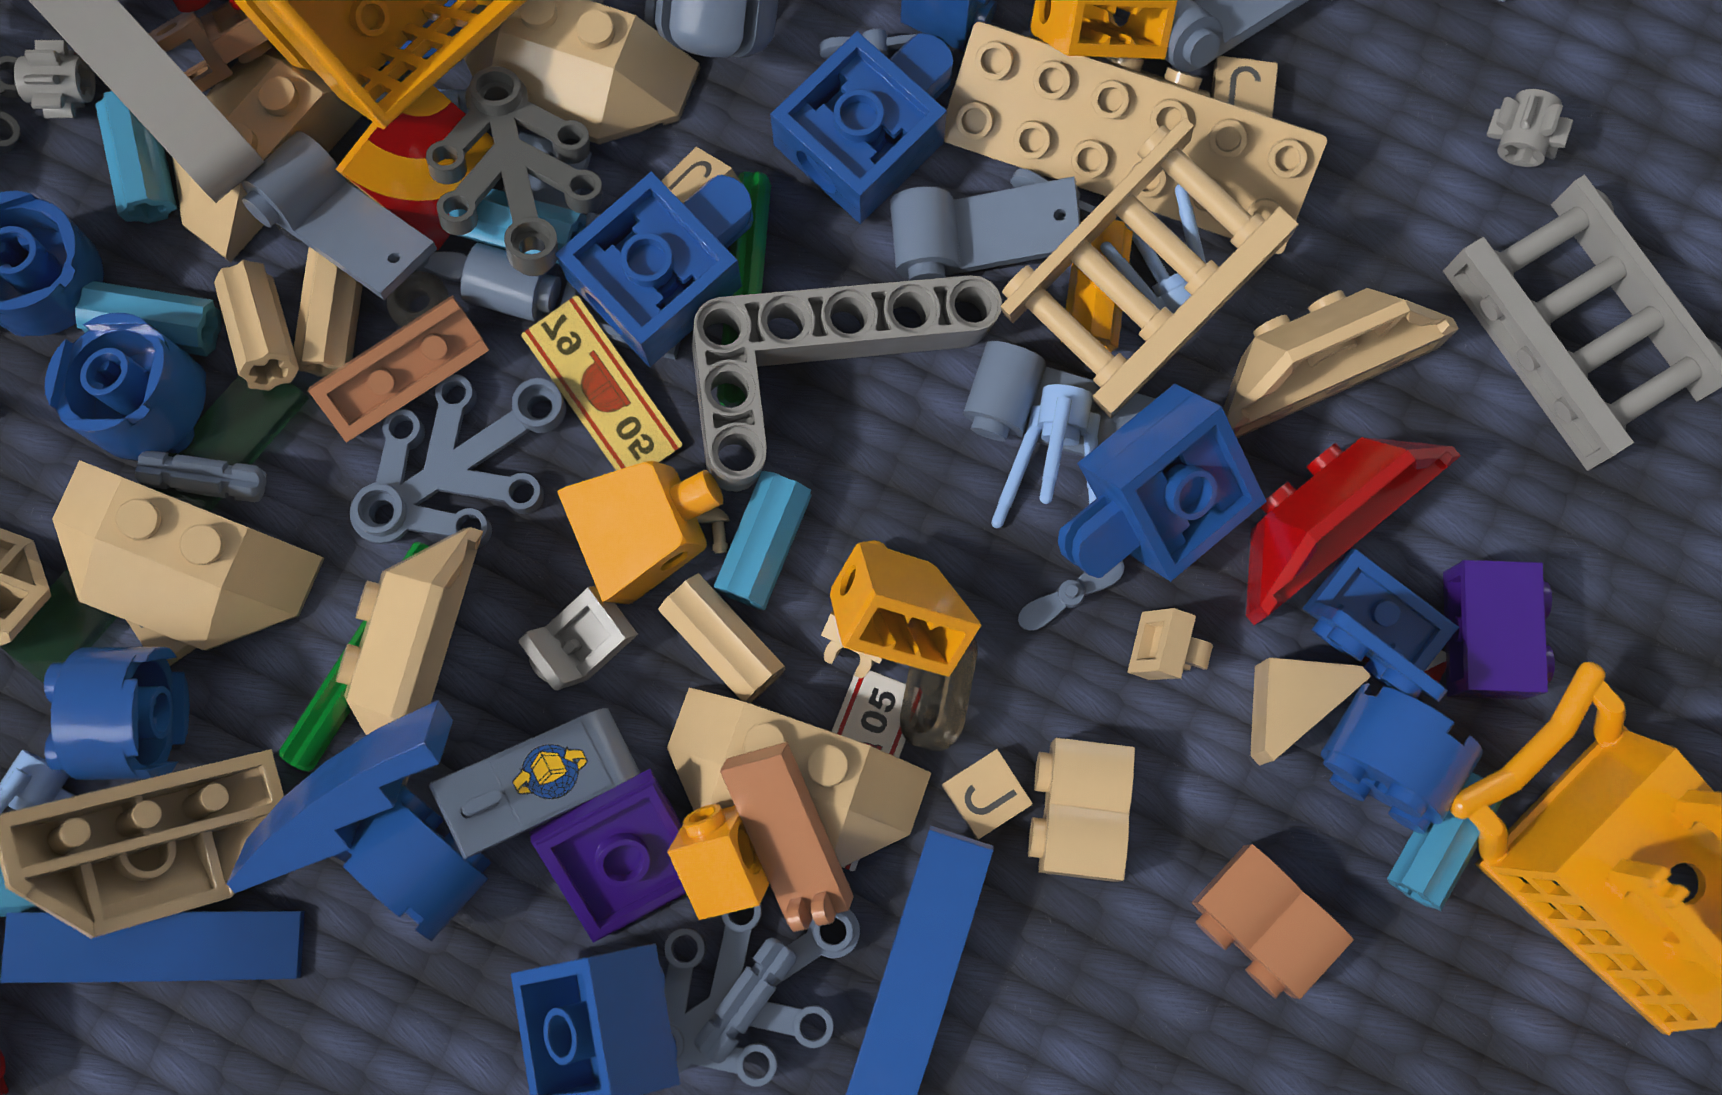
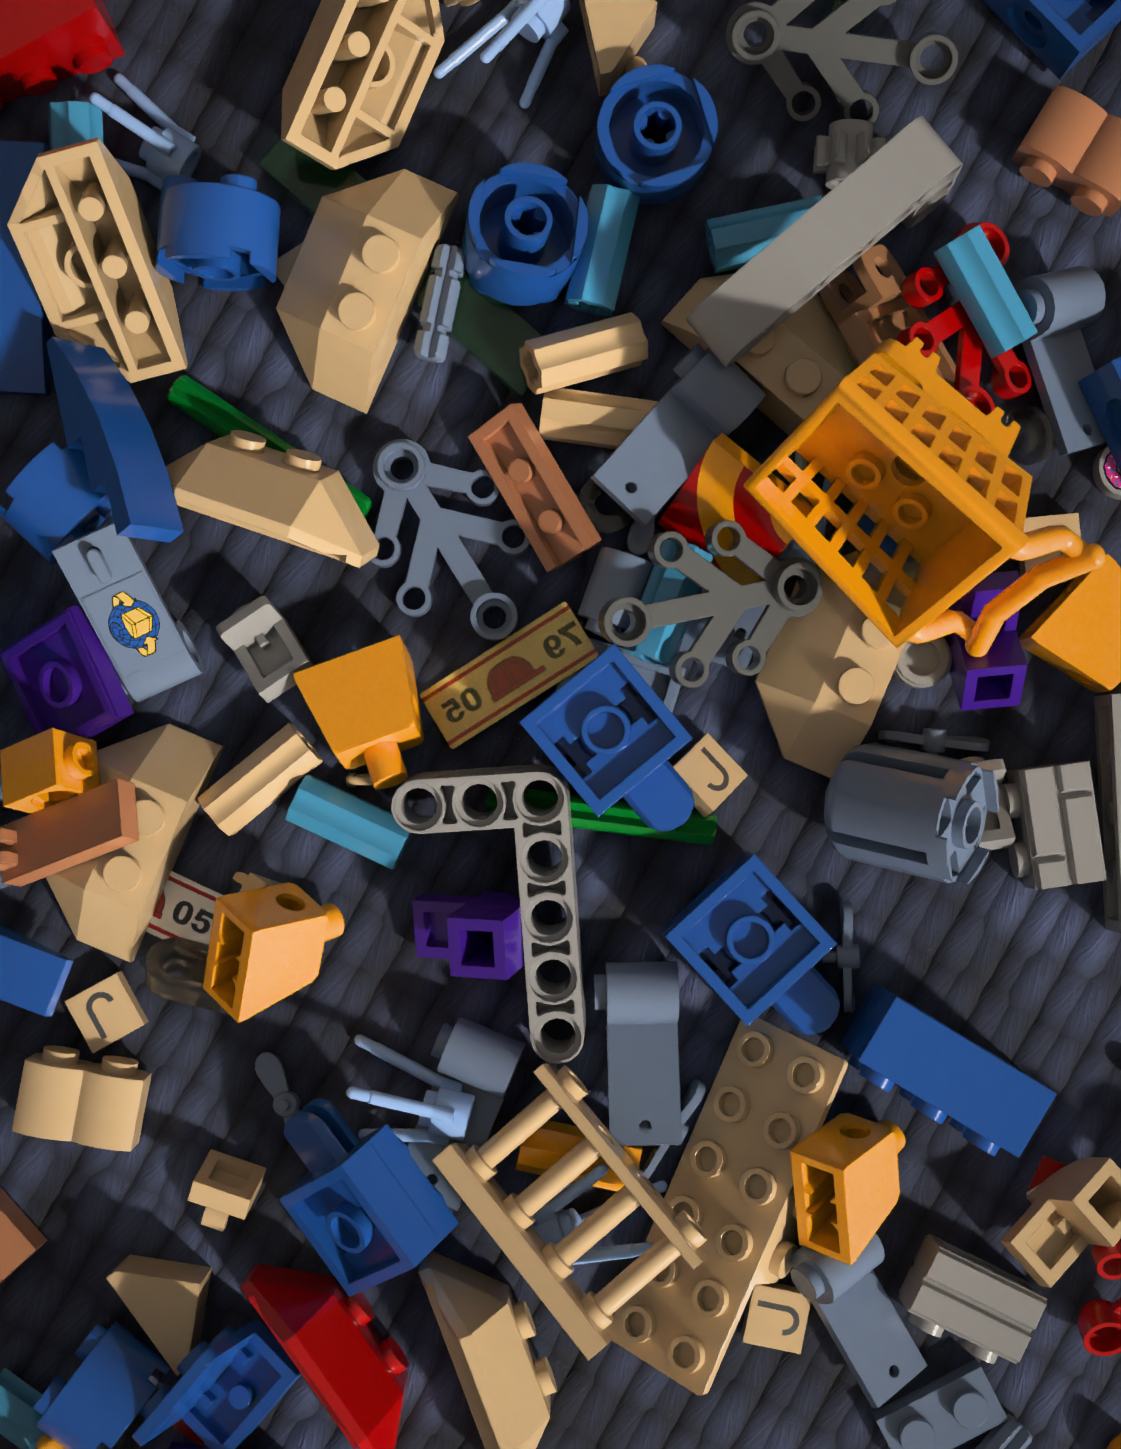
camera: 90 degrees right, 10 degrees up
(869, 388) = (474, 932): none -> dark purple brick

